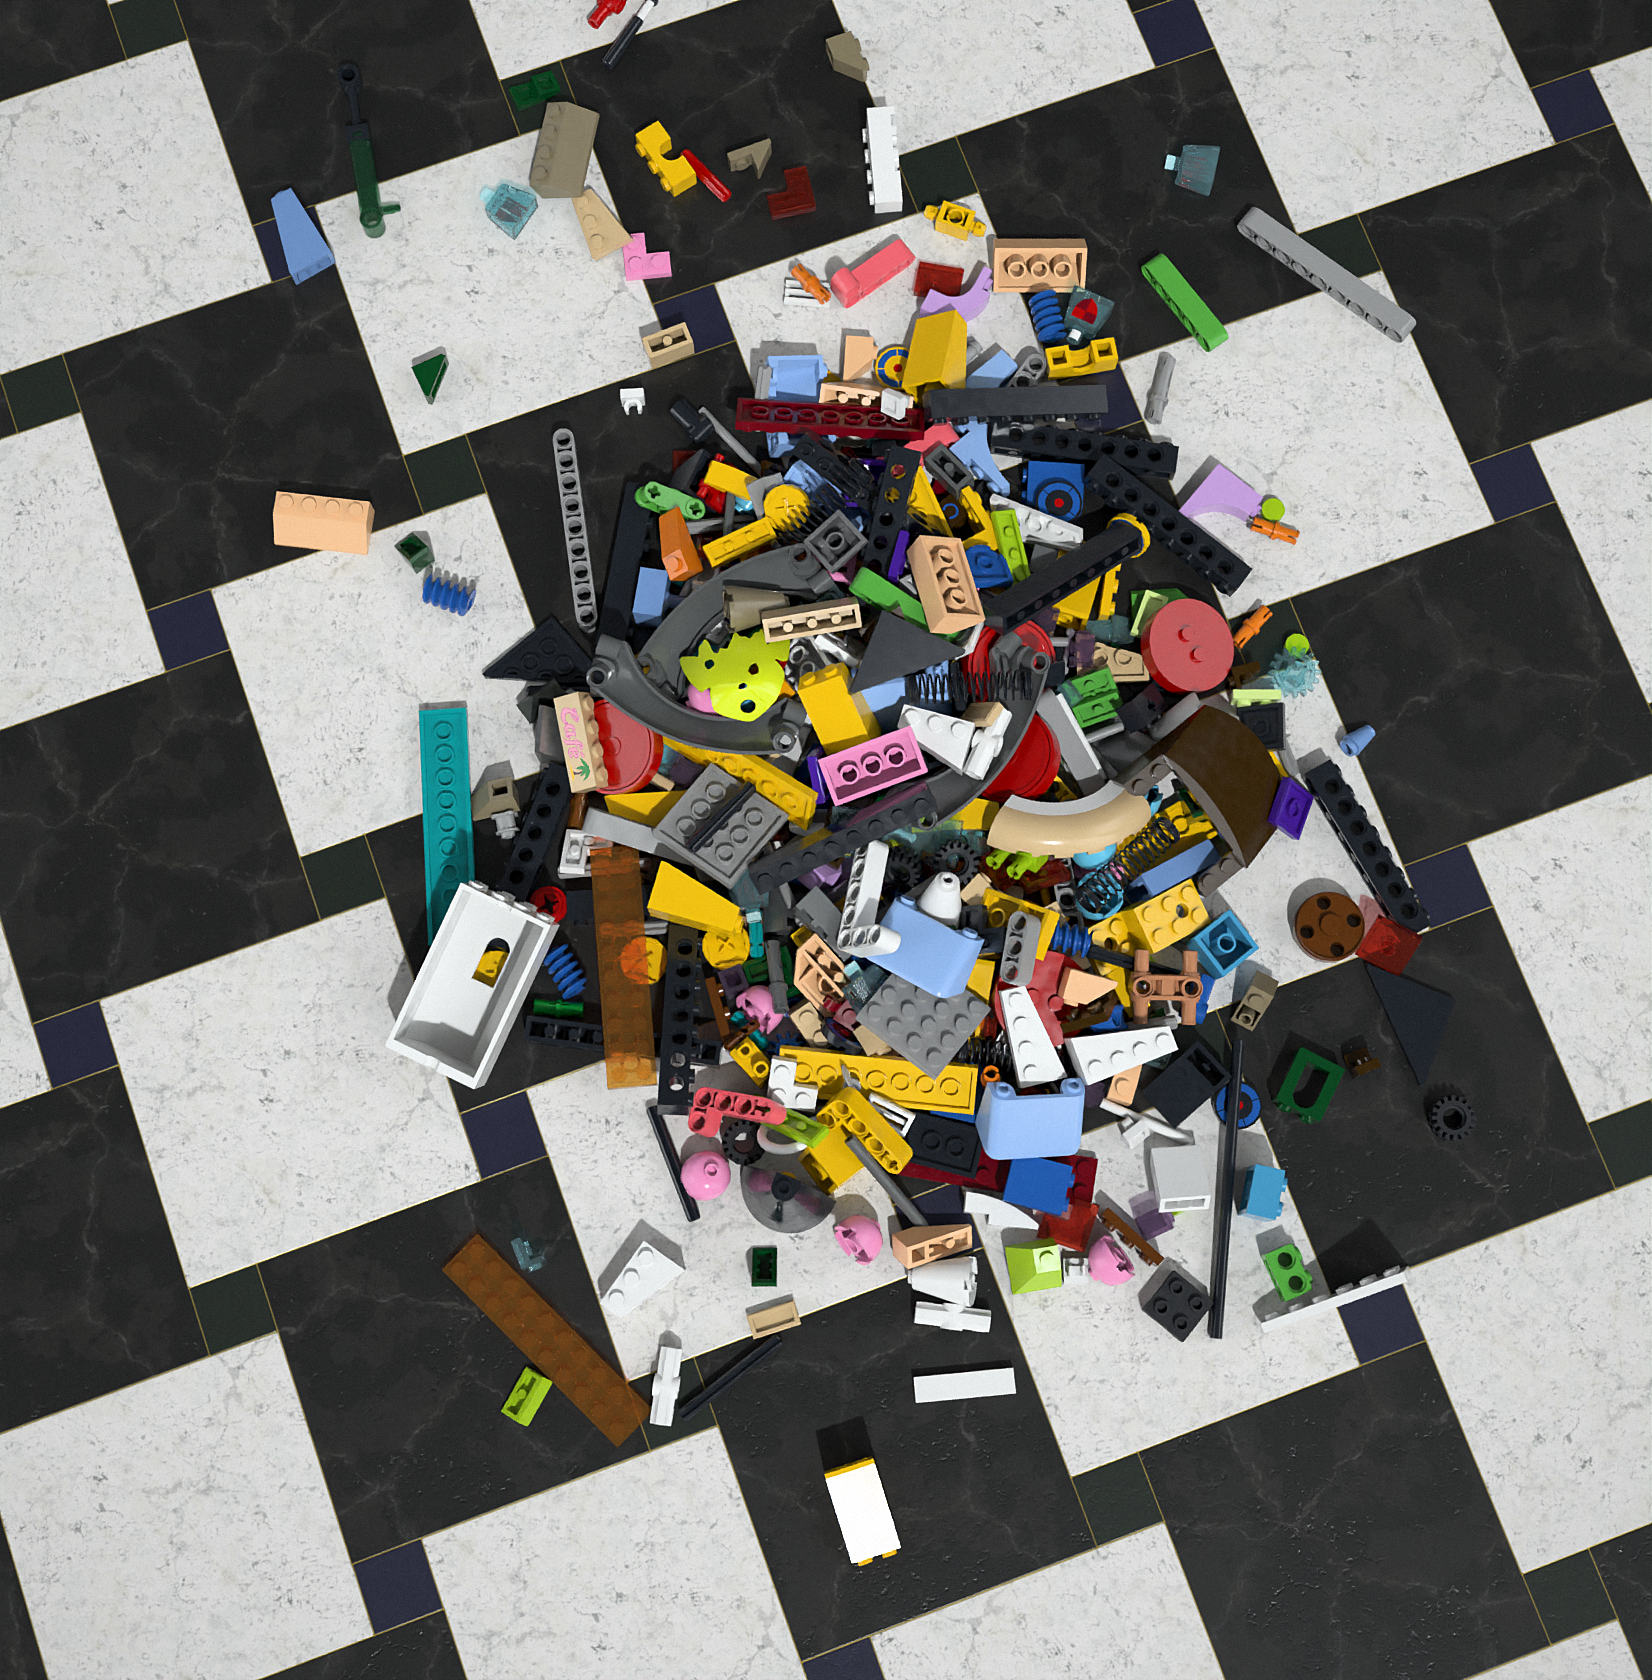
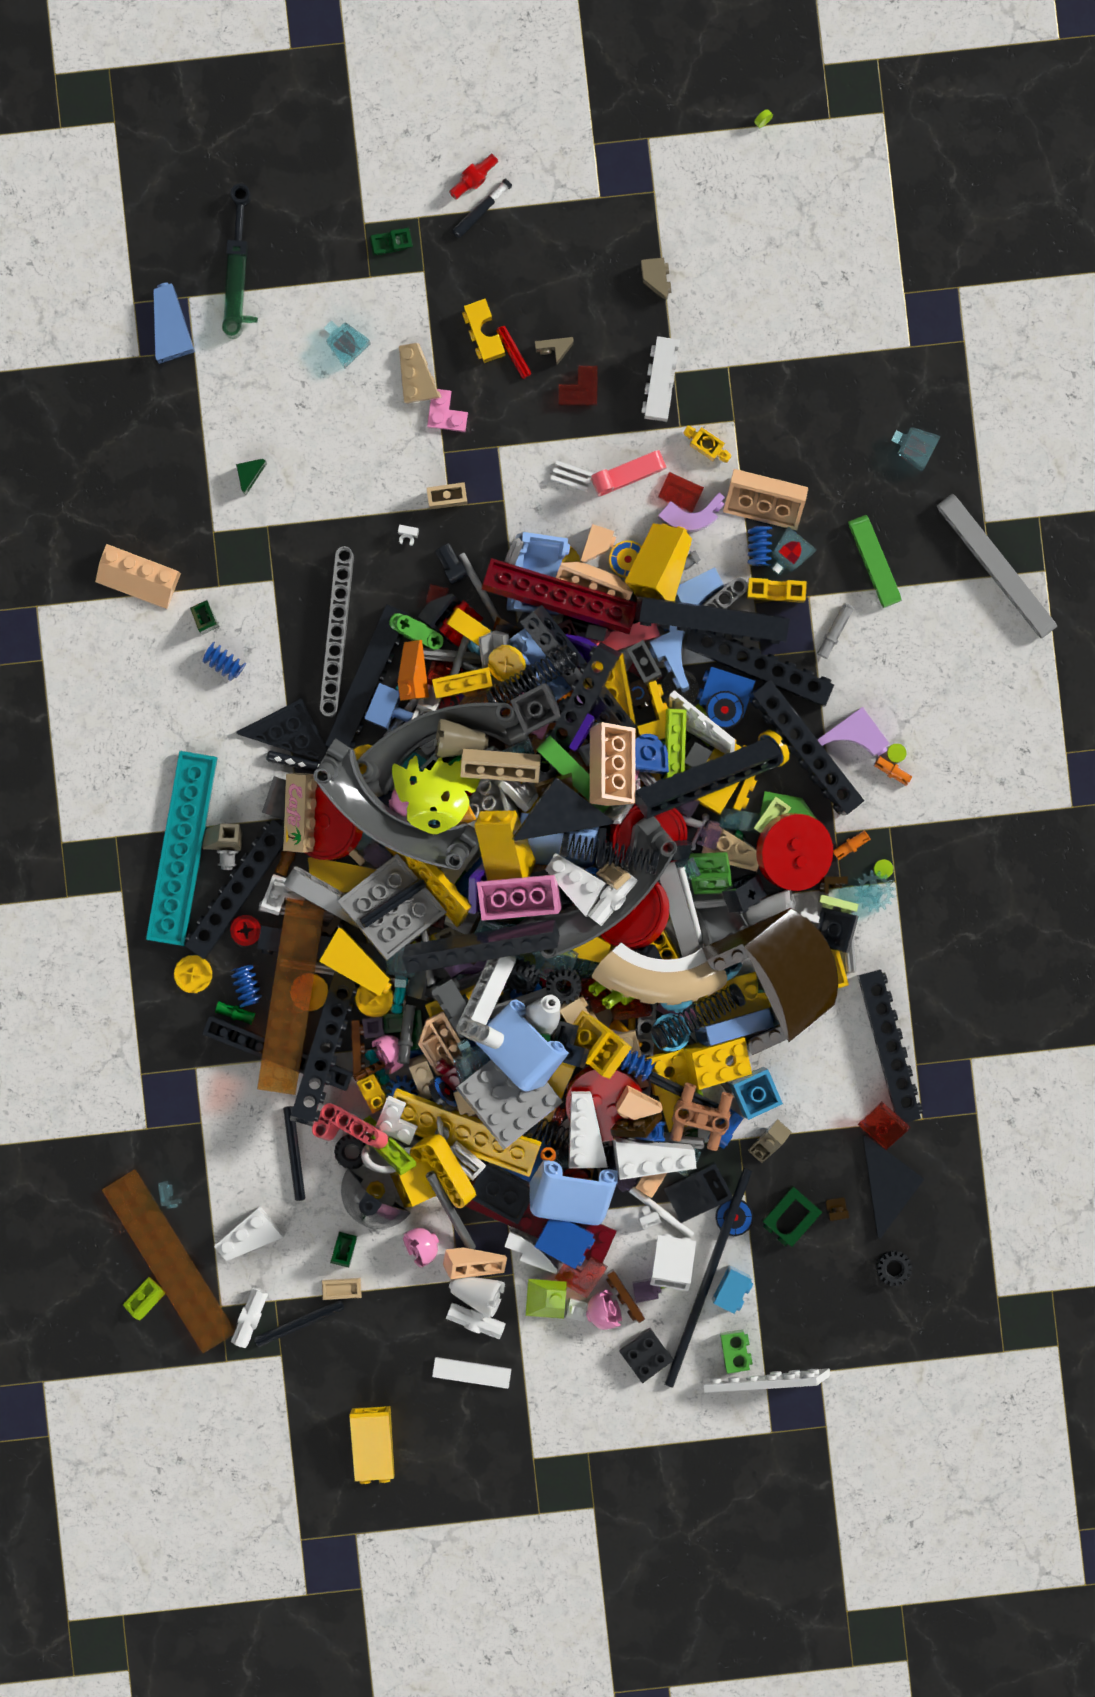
camera: 15 degrees right, 10 degrees up
(450, 1015) = (154, 1004): white panel -> none
(543, 696) = (278, 766): pearl dark grey slope -> none
(564, 151) = (402, 305): dark tan slope -> none
(705, 1175) = (316, 1169): bright pink cylinder -> none
(811, 284) = (575, 471): orange pin -> none
(894, 403) = (614, 597): white tile -> none
(1019, 936) = (595, 1059): light grey beam -> none
(1290, 808) = (839, 1000): dark purple tile -> none
(1328, 927) = (842, 1099): reddish brown piece -> none
(1355, 741) = (906, 958): medium blue cone -> none

